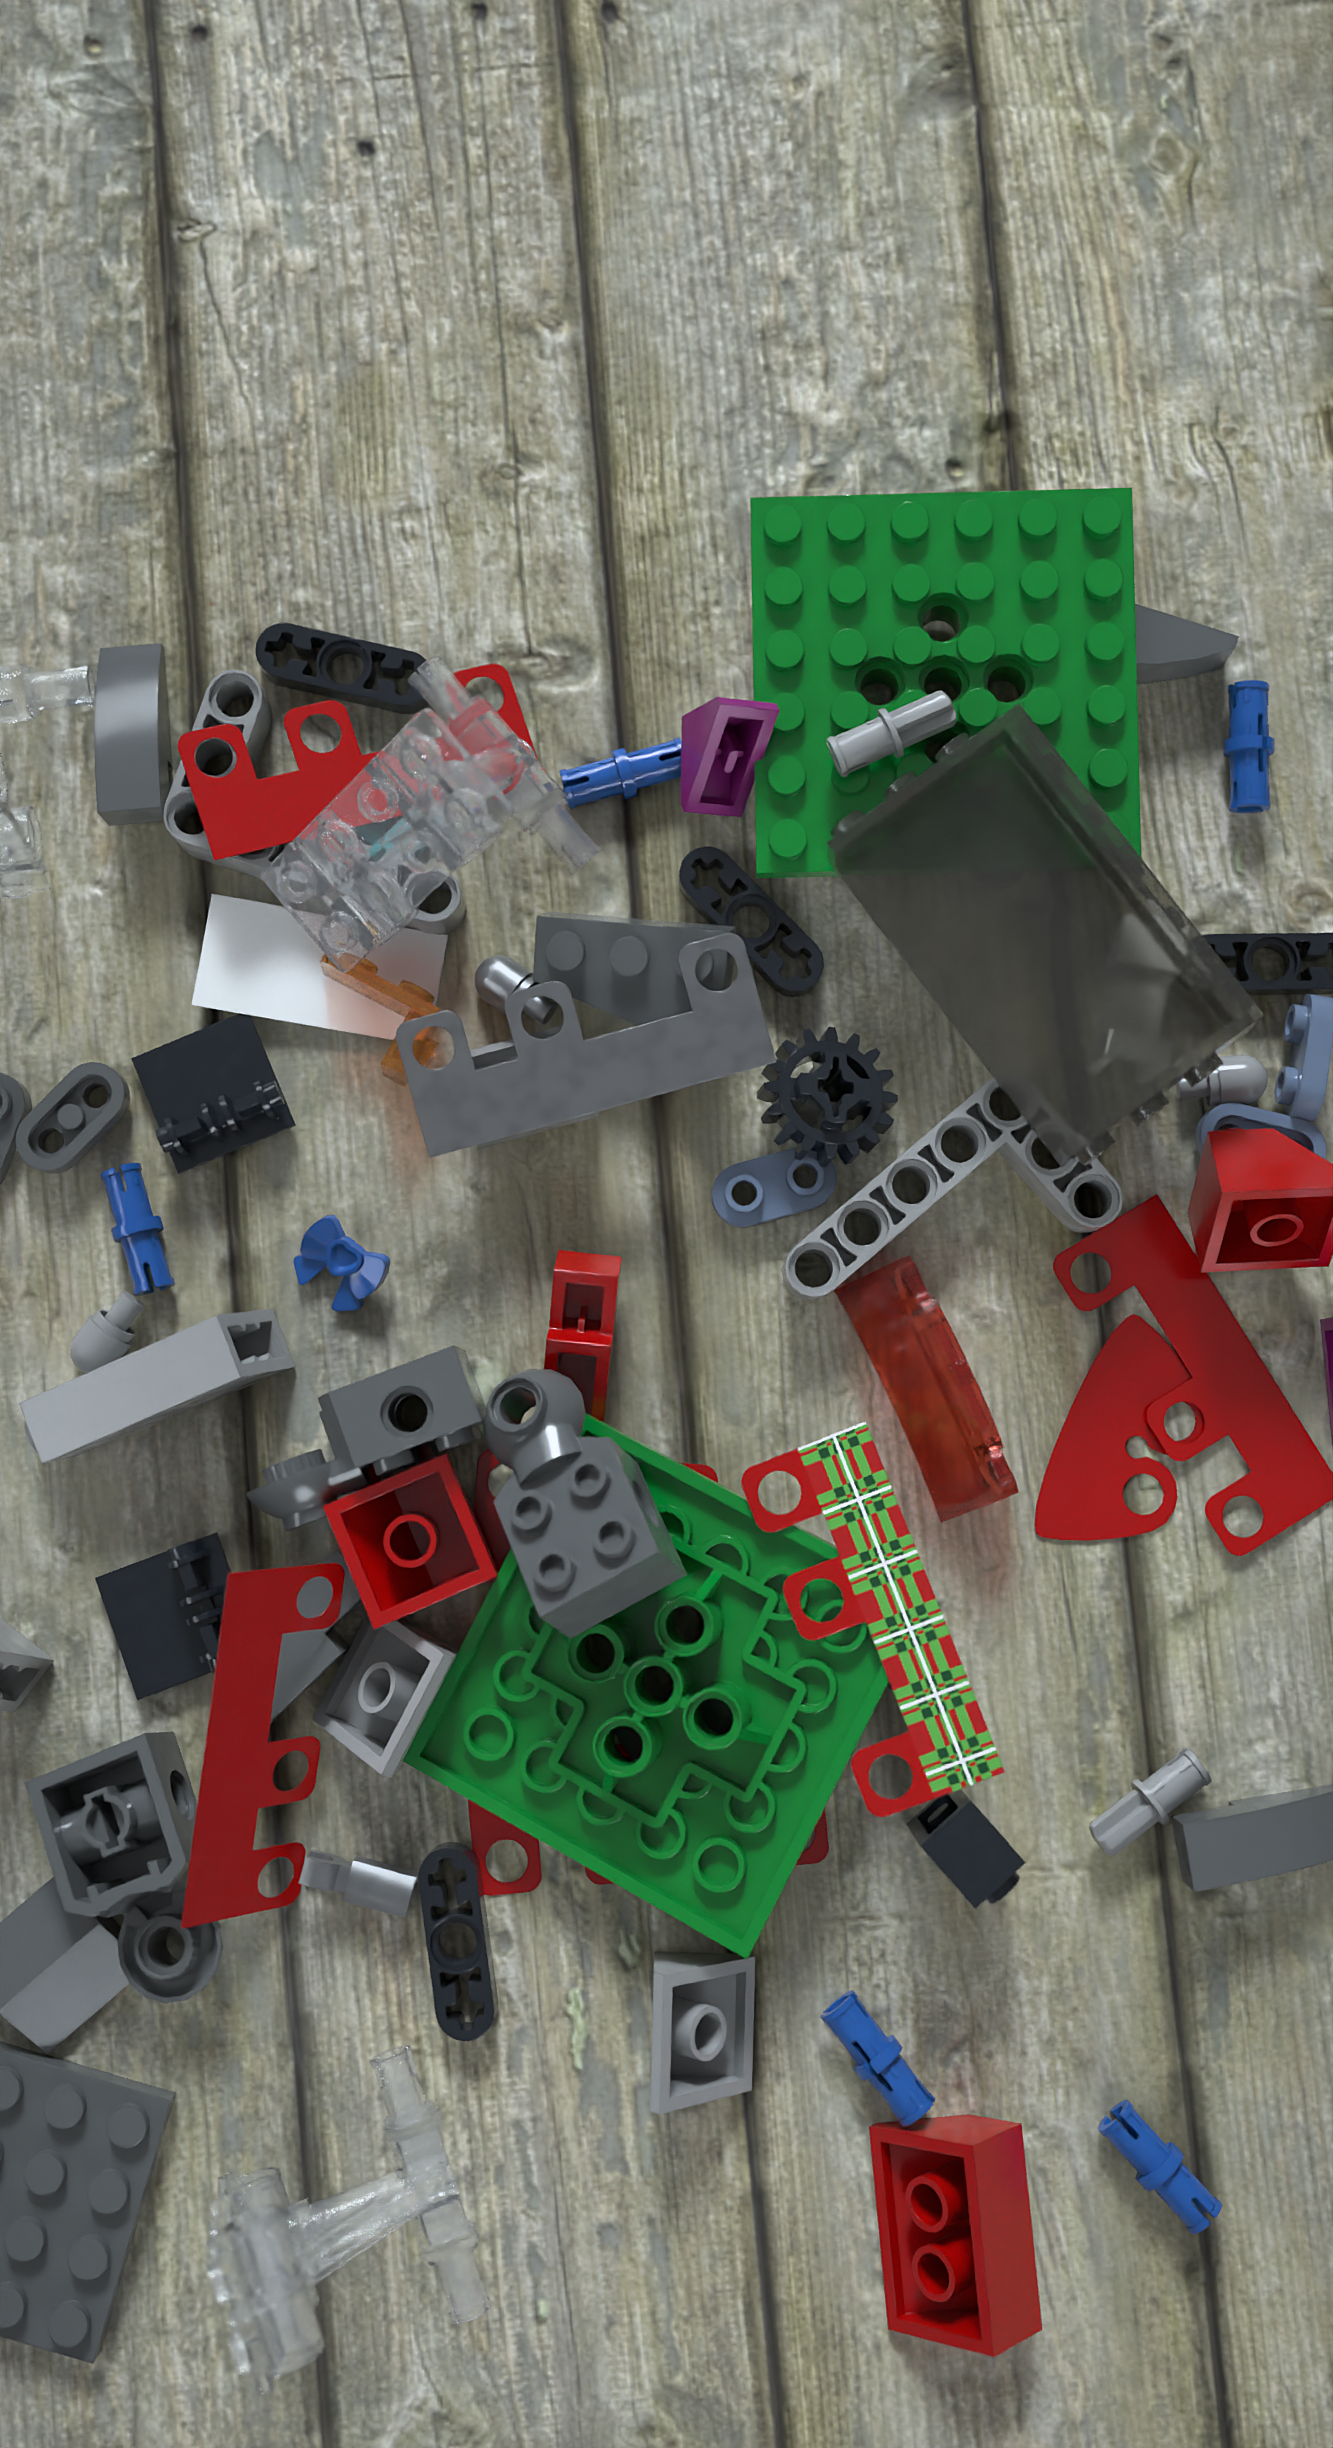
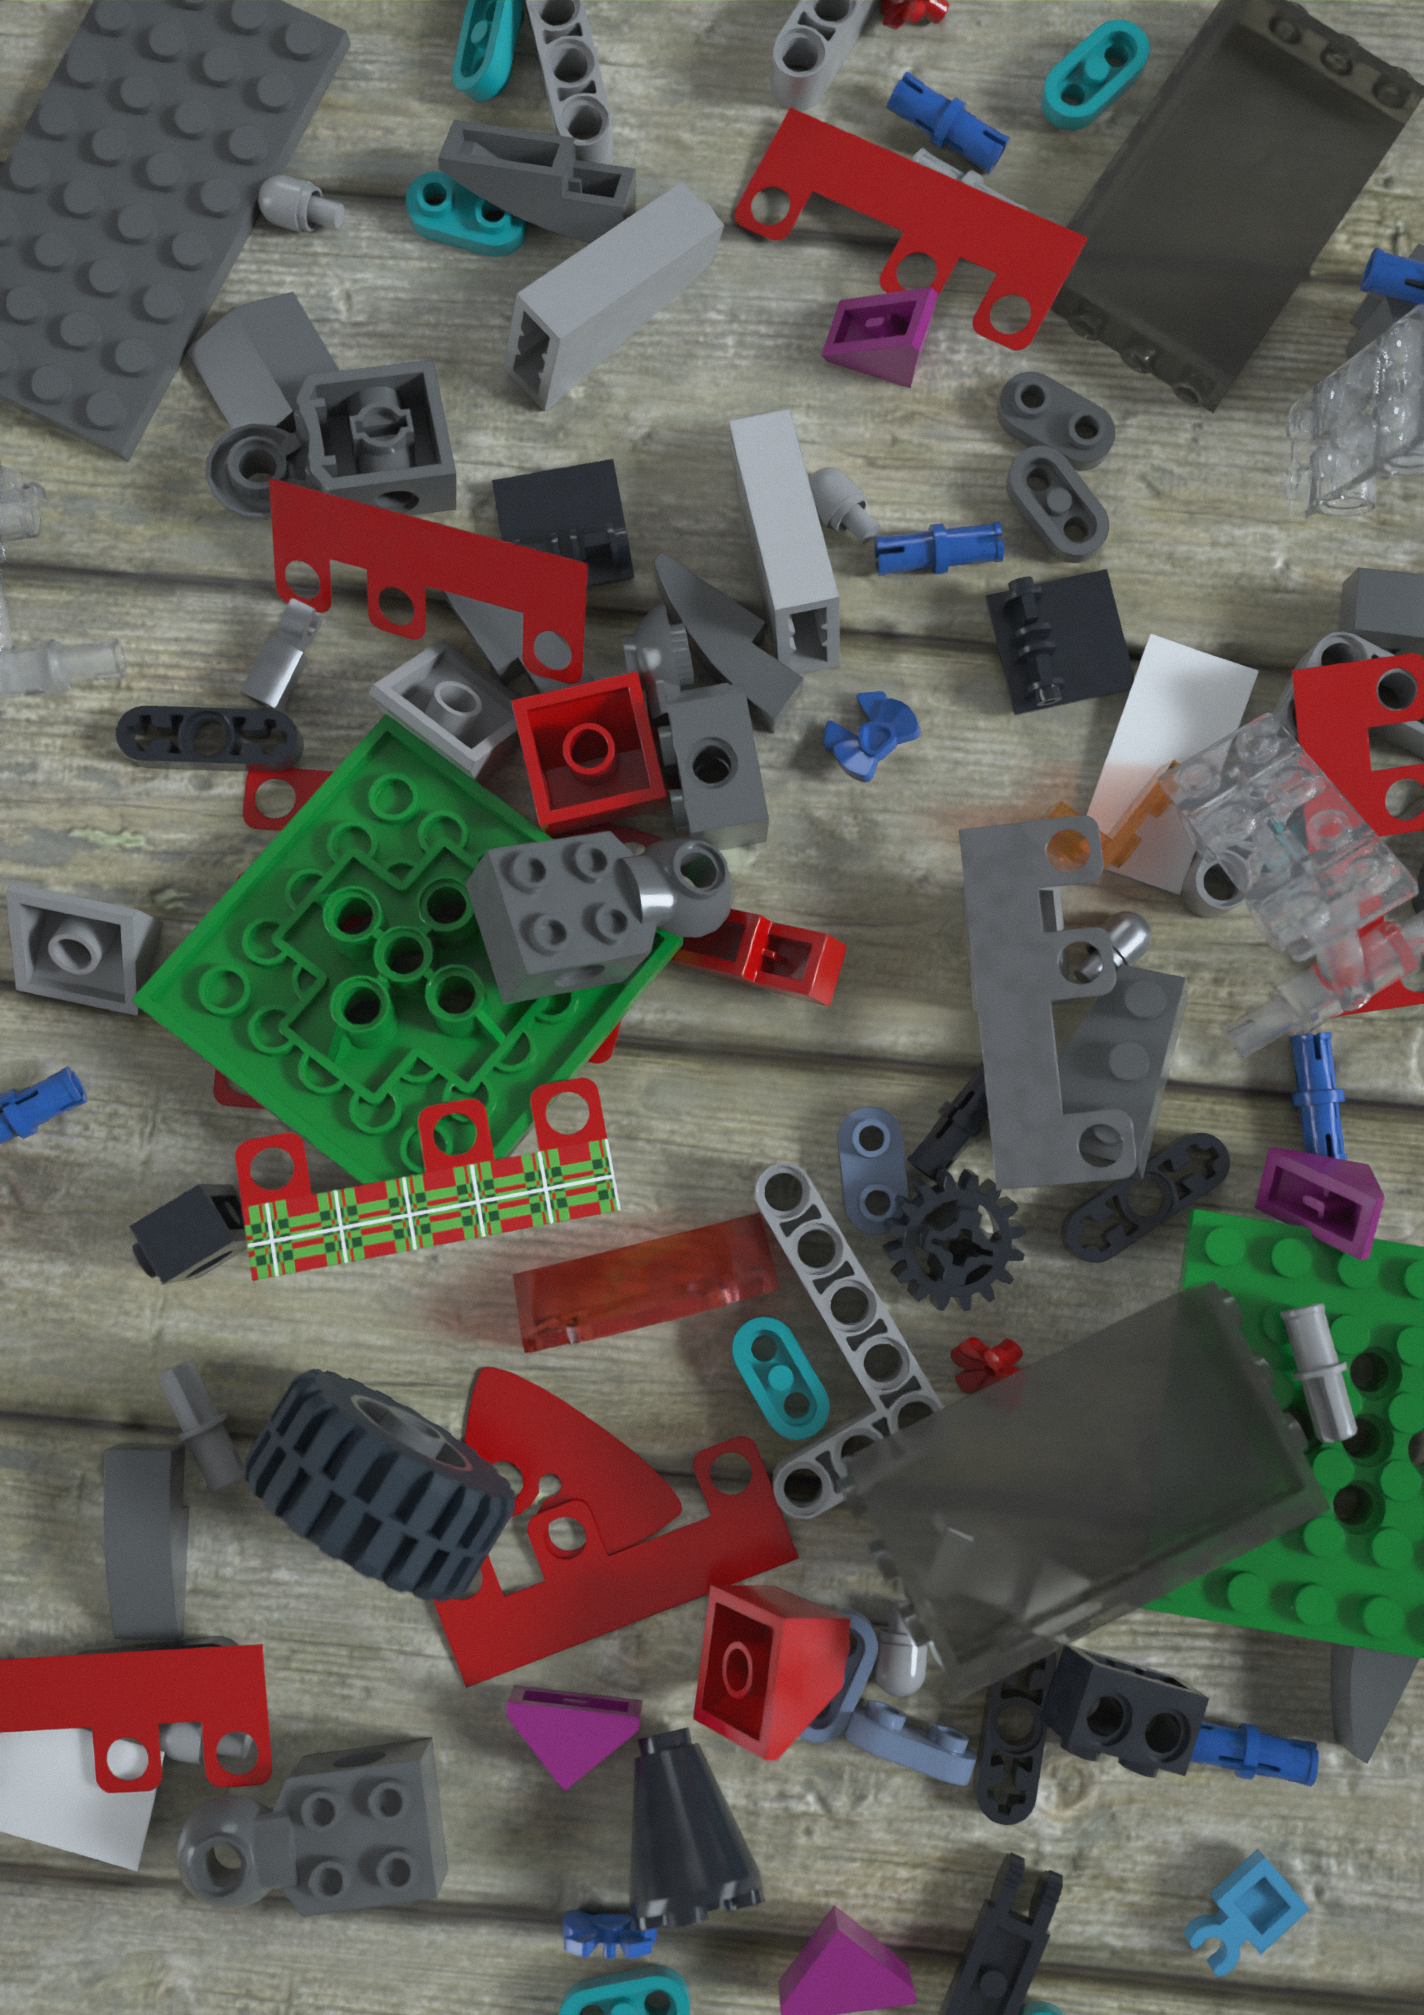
camera: 105 degrees right, 0 degrees up
(270, 1426) = (727, 642): none -> dark grey slope
(717, 1113) = (955, 1128): none -> black pin
(942, 1046) = (984, 1364): none -> red plant
(989, 1242) = (779, 1376): none -> teal plate
(1175, 1608) = (378, 1486): none -> black wheel
(1227, 862) = (1128, 1701): none -> black brick

